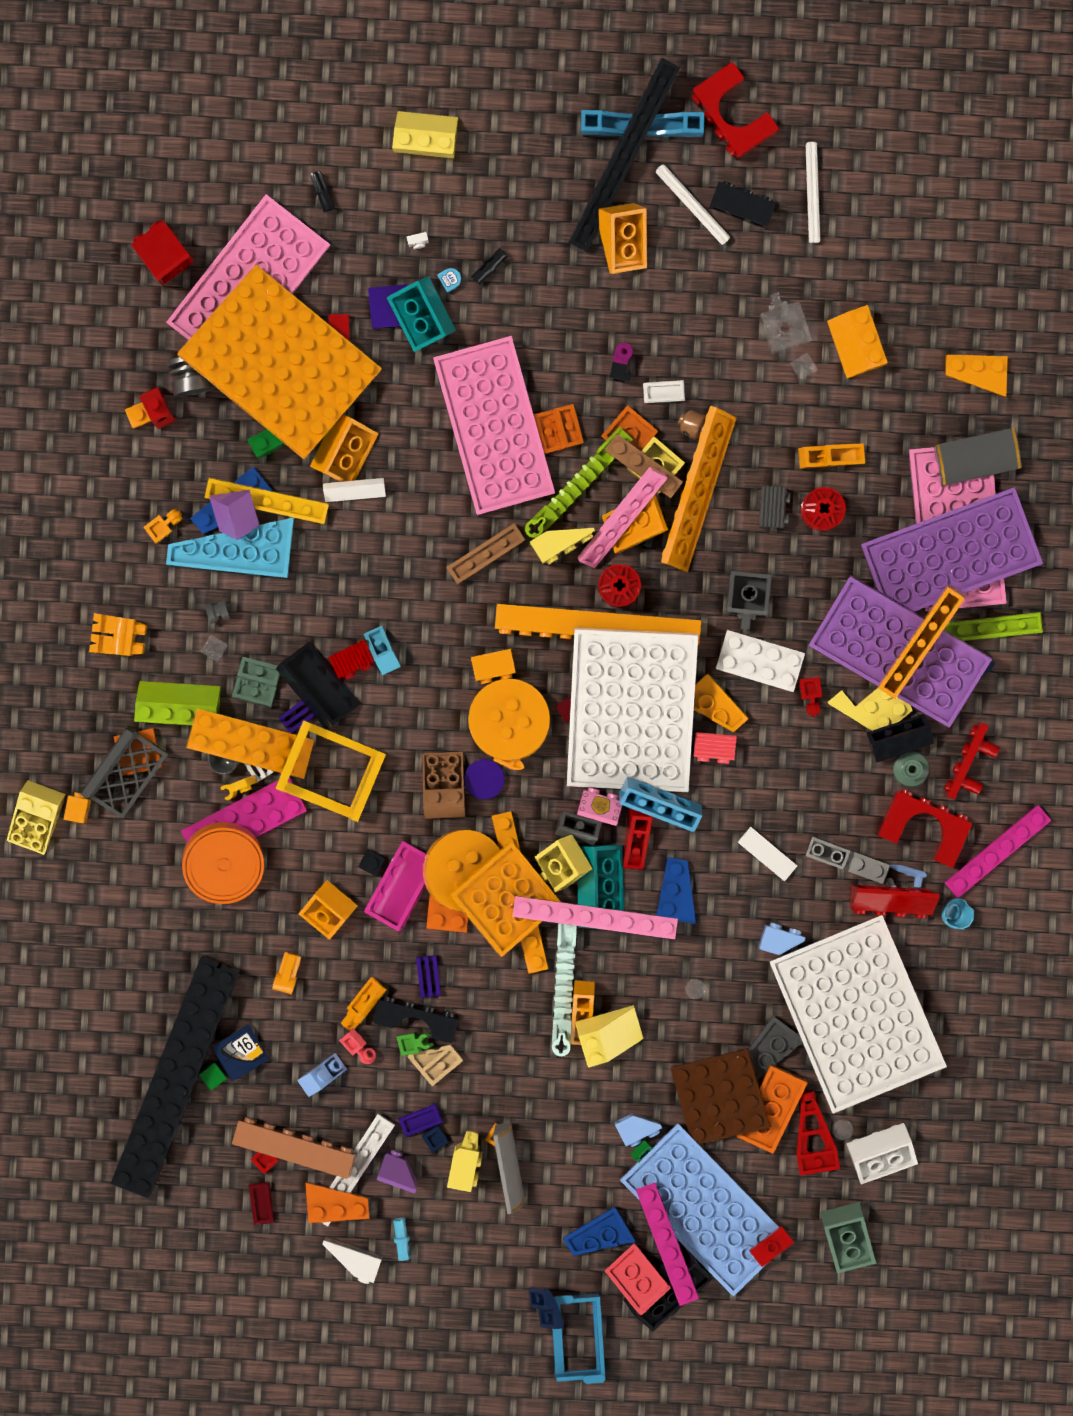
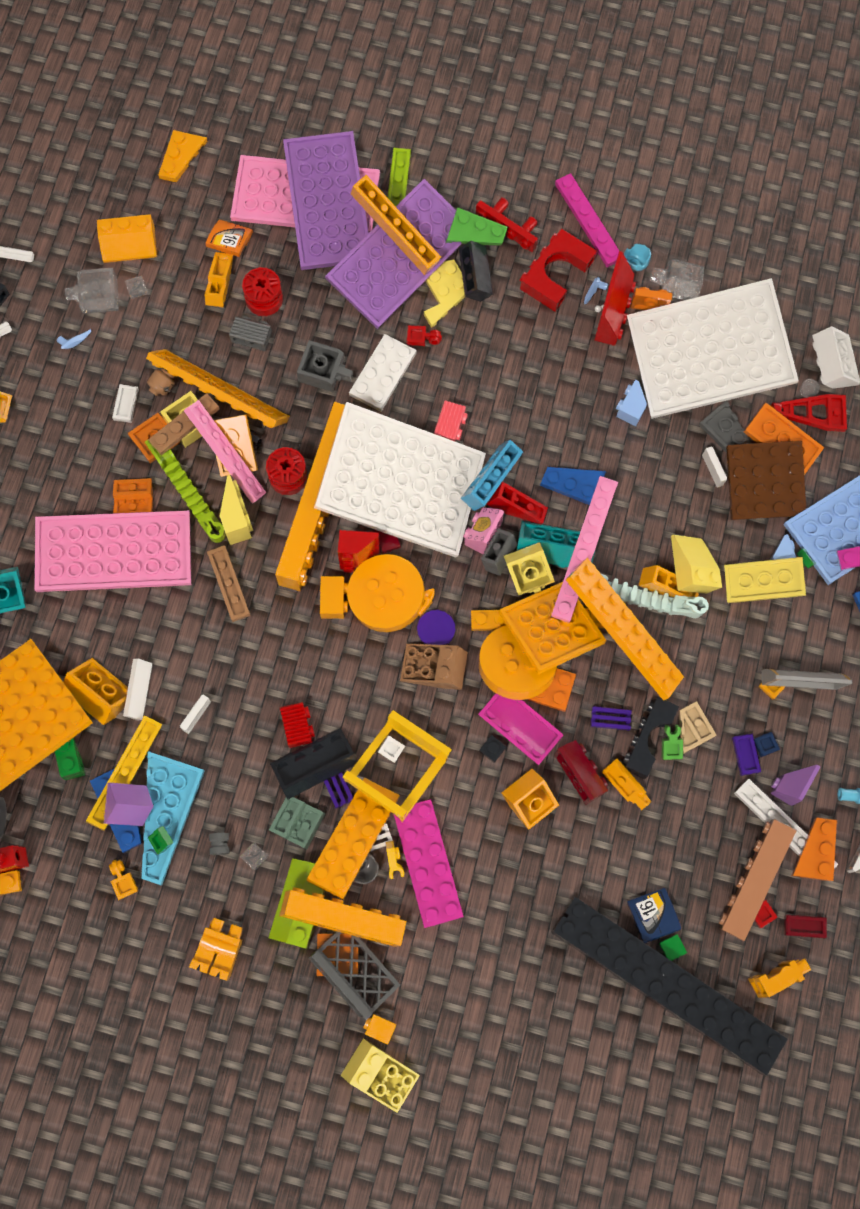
camera: 80 degrees left, 15 degrees down
(169, 751) = (343, 918): none -> light orange brick
(203, 1184) = (779, 978): none -> light orange hips
(207, 554) = (160, 840): none -> green plate
(222, 863) = (464, 890): orange brick -> none
(286, 977) = (588, 853): light orange piece -> none
(322, 1075) = (689, 839): light blue slope -> none
(341, 554) = (195, 714): none -> white tile
(348, 760) = (391, 749): none -> white plate
(355, 1044) = (664, 799): coral plate -> none
(365, 956) = (581, 771): none -> dark red slope
(382, 650) = (294, 693): medium azure slope -> none
(464, 1163) = (796, 718): light yellow hinge -> none
(517, 973) = (625, 628): none -> light orange plate
(543, 679) = (355, 548): none -> red slope
(606, 1111) = (765, 580): none -> light yellow tile
(621, 357) = (89, 432): leg -> none
(695, 988) = (663, 485): clear tile -> none
(717, 705) = (417, 410): light orange wing -> none
(723, 316) = (67, 344): none -> light blue bar
(725, 1039) = (714, 467): none -> white tile
(767, 853) = (554, 400): white tile -> none
(848, 860) = (573, 334): light grey slope -> none
(885, 454) = (228, 238): none -> orange slope
(902, 765) = (501, 278): sand green piece -> none
(906, 946) = (648, 299): none -> orange plate
(936, 966) = (680, 279): none -> clear hinge
(947, 727) = (475, 228): none -> bright green wing
(978, 456) = (249, 164): dark grey slope -> none

